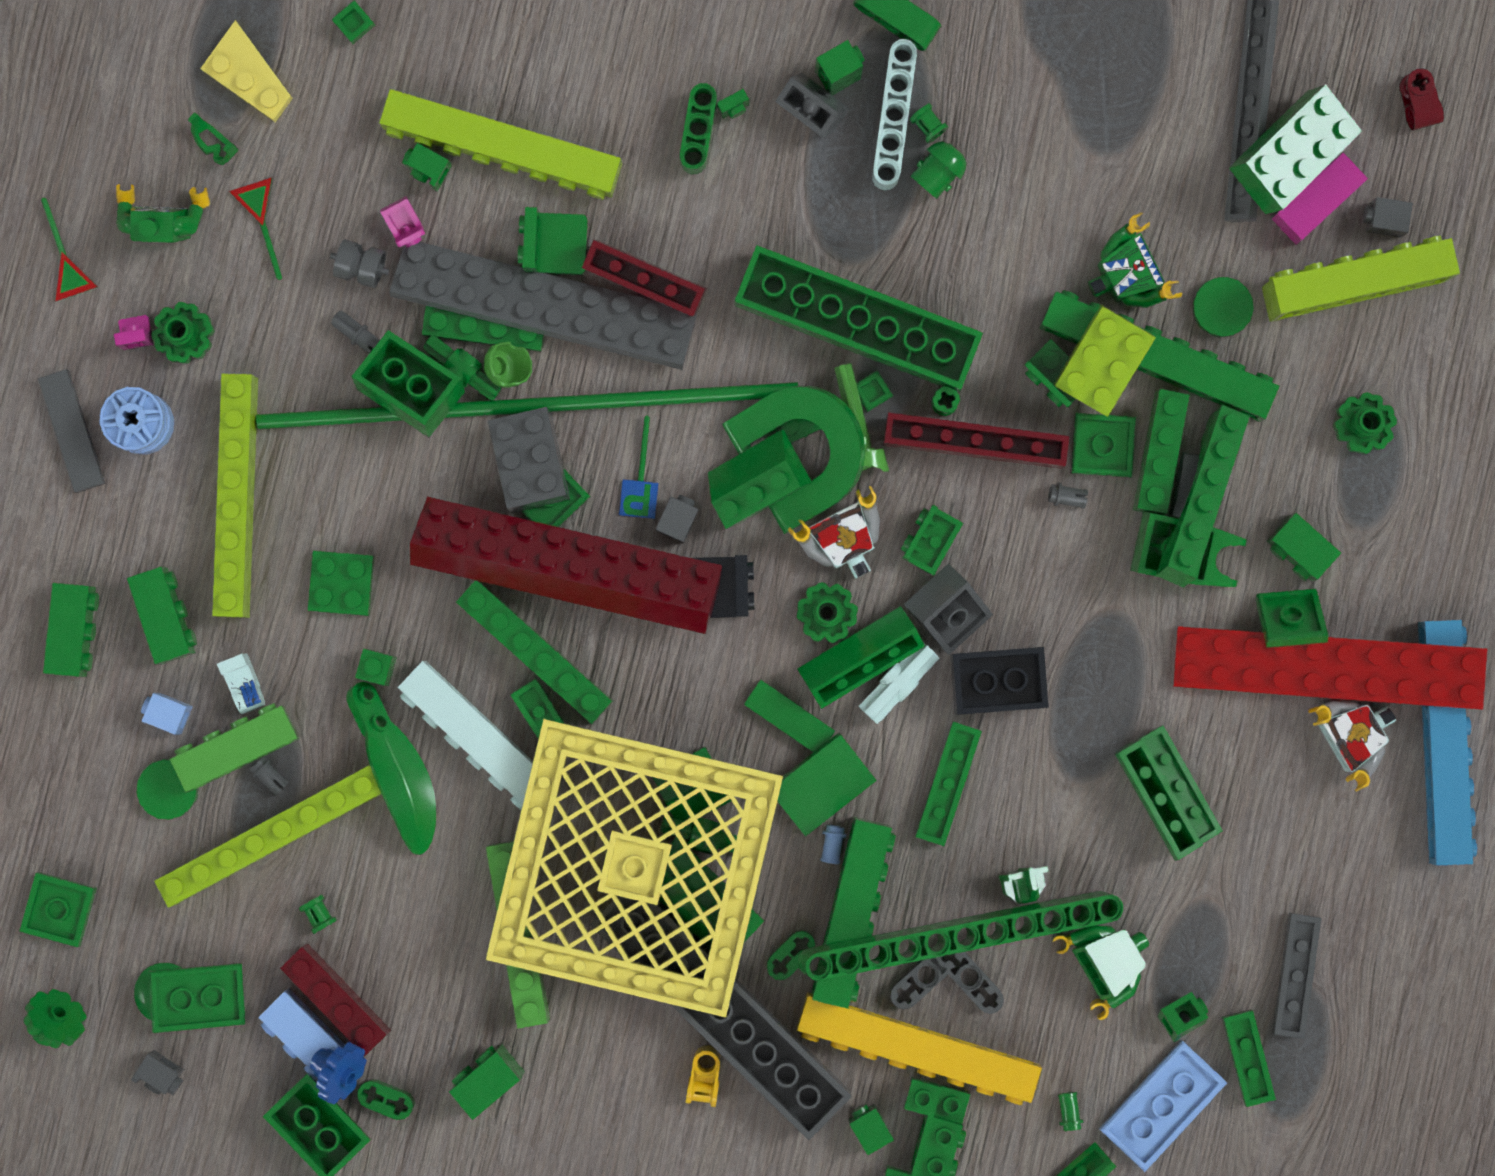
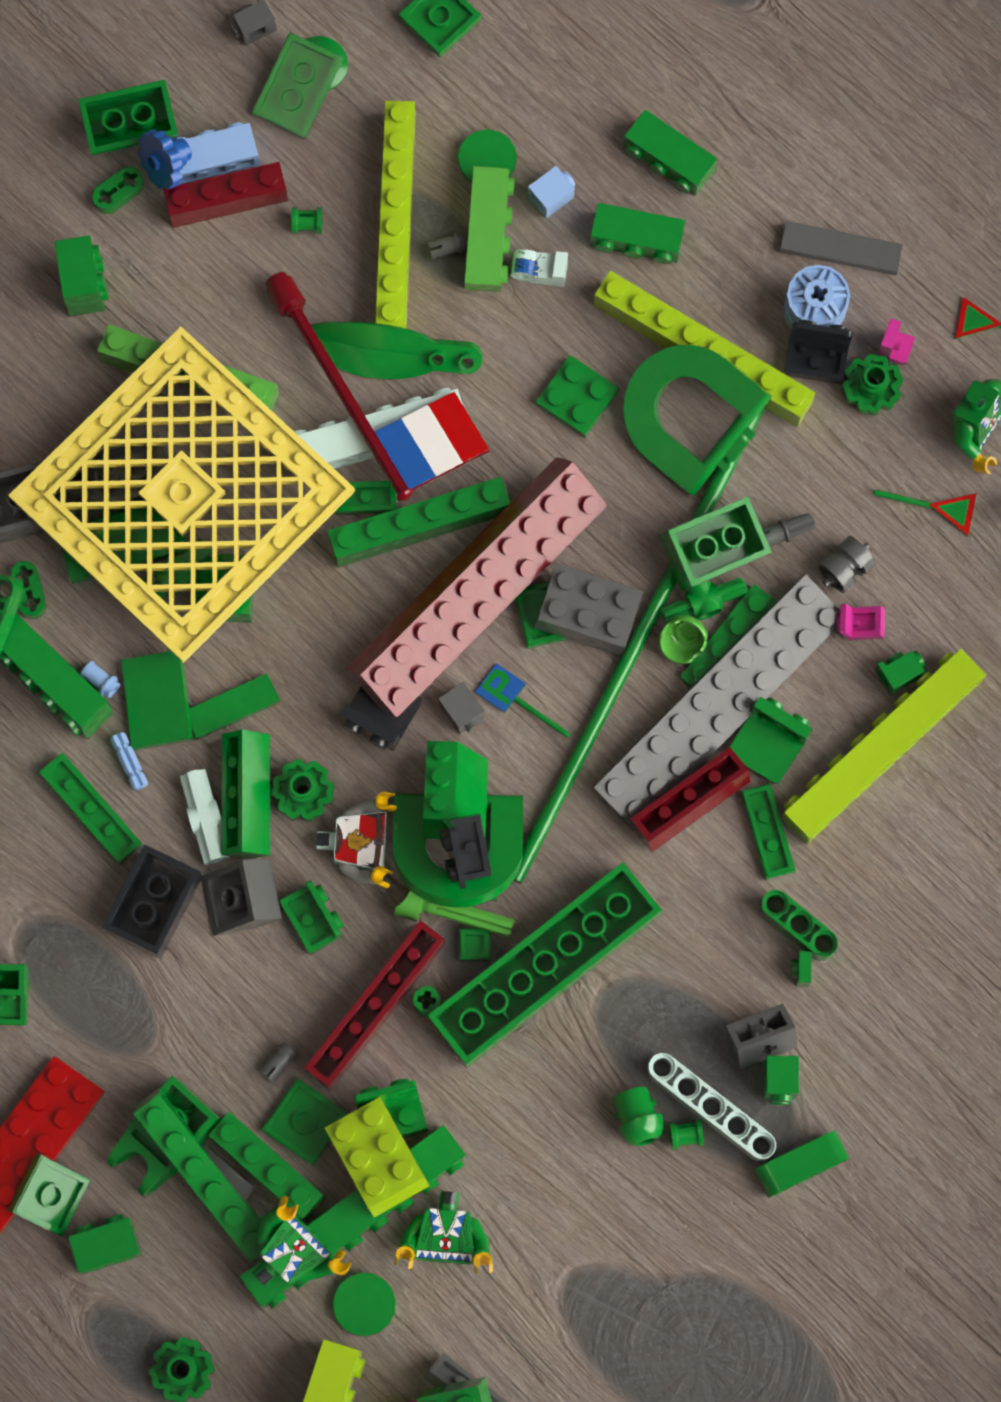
camera: 115 degrees right, 10 degrees down
(183, 394) = (817, 351): none -> black bracket
(255, 465) = (661, 447): none -> green piece
(376, 667) = (486, 383): green brick -> none
(475, 693) = (413, 447): none -> flag
(631, 201) = (768, 831): none -> green tile
(807, 434) = (467, 849): none -> black bracket
(888, 776) = (129, 761): none -> light blue axle
(1222, 381) = (293, 1249): none -> torso

